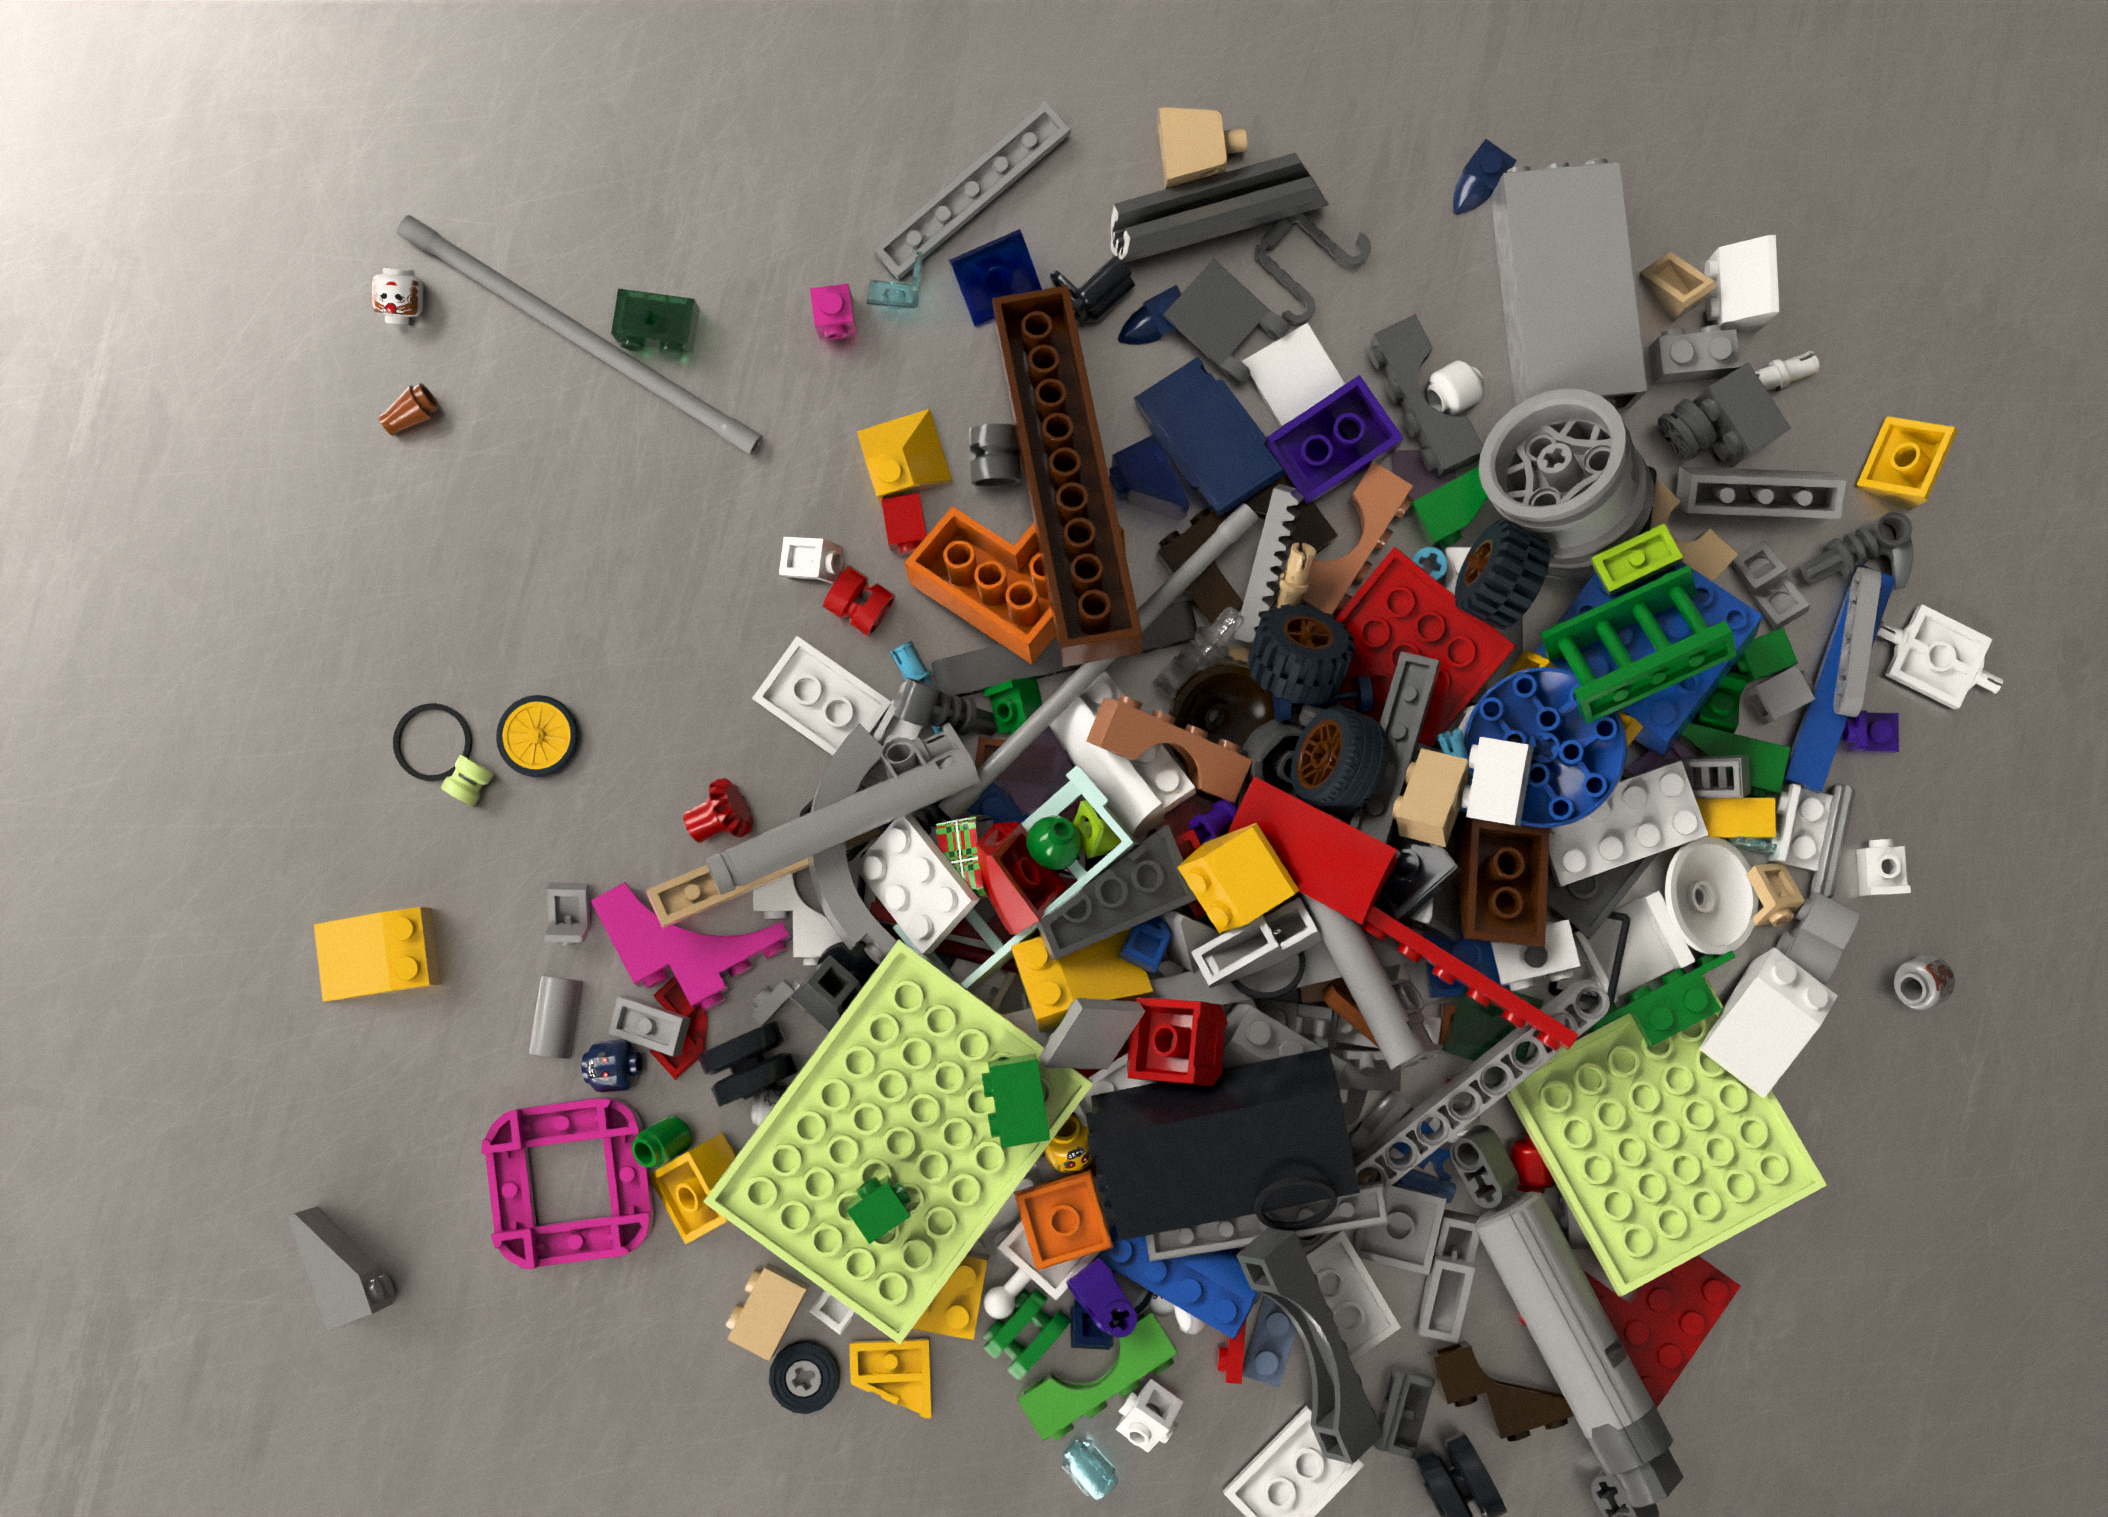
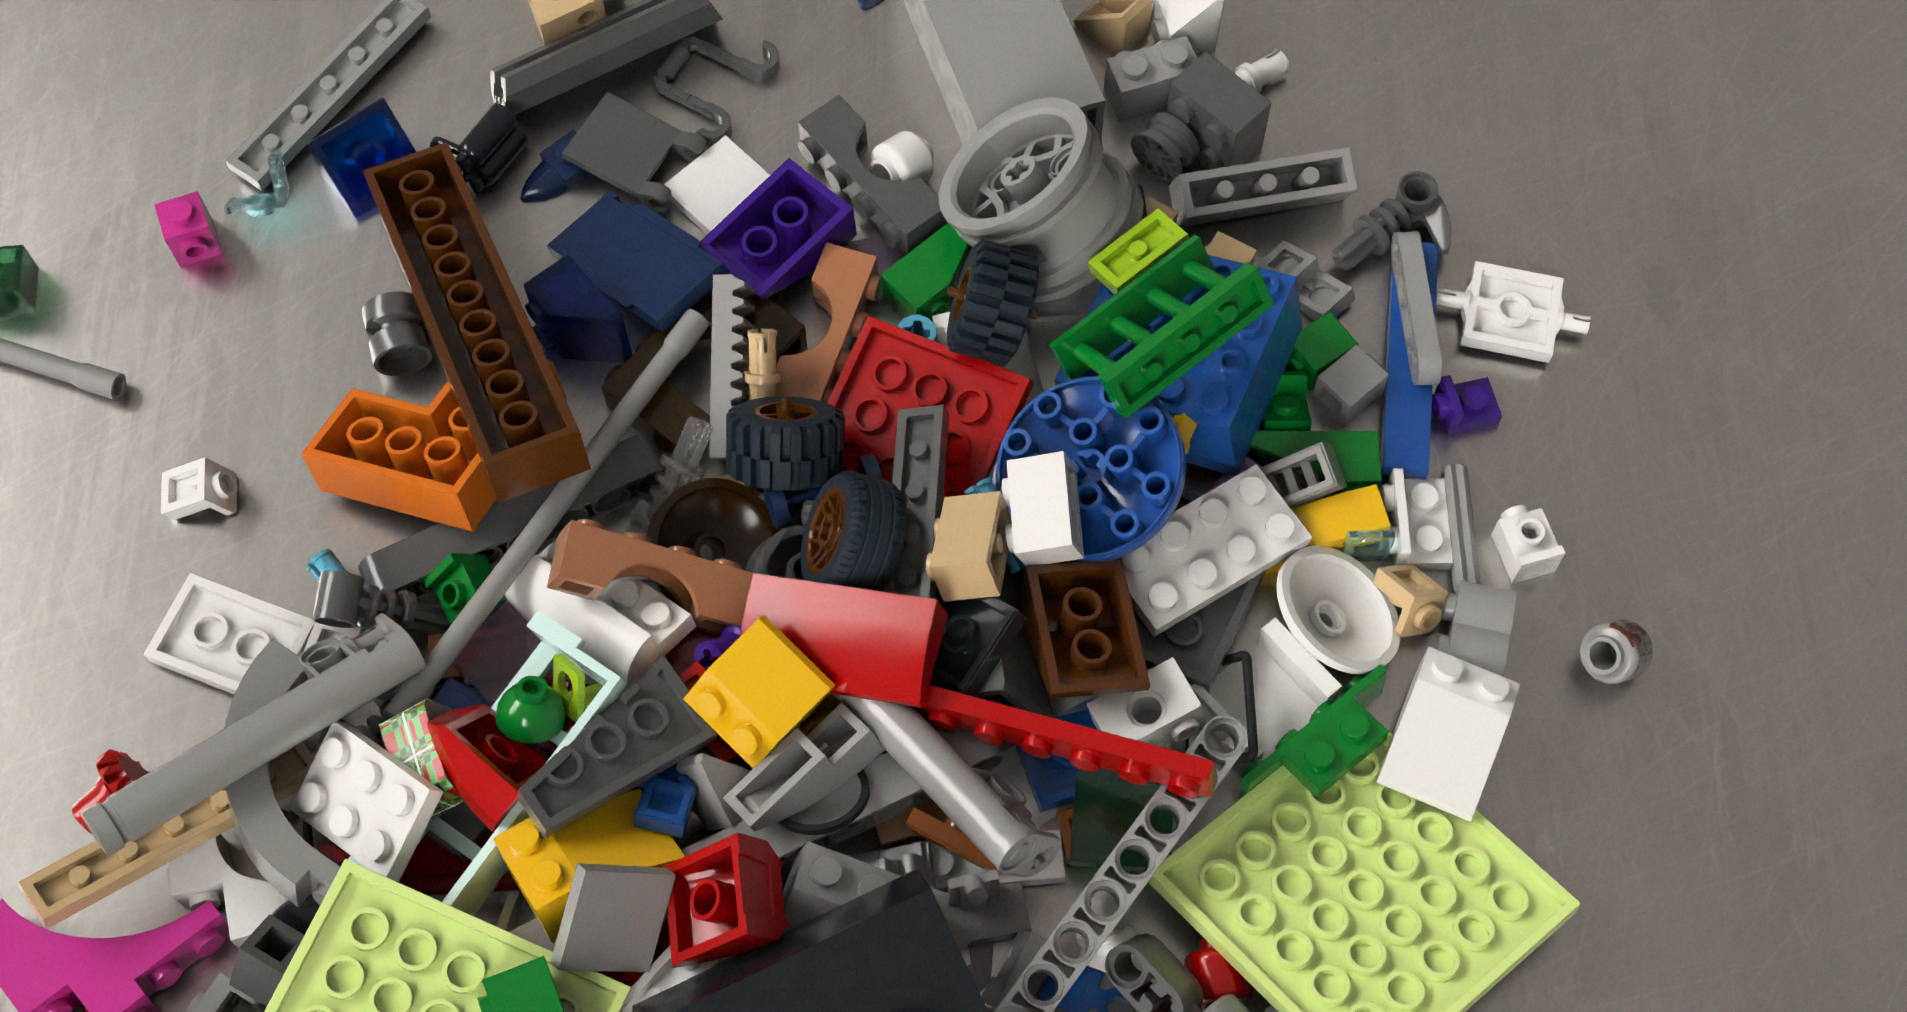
camera: 15 degrees left, 20 degrees down
(847, 593) = (255, 517): red wheel -> none
(904, 456) = (296, 364): yellow slope -> none
(904, 522) = (298, 420): red brick -> none
(1906, 461) = (1410, 128): yellow slope -> none

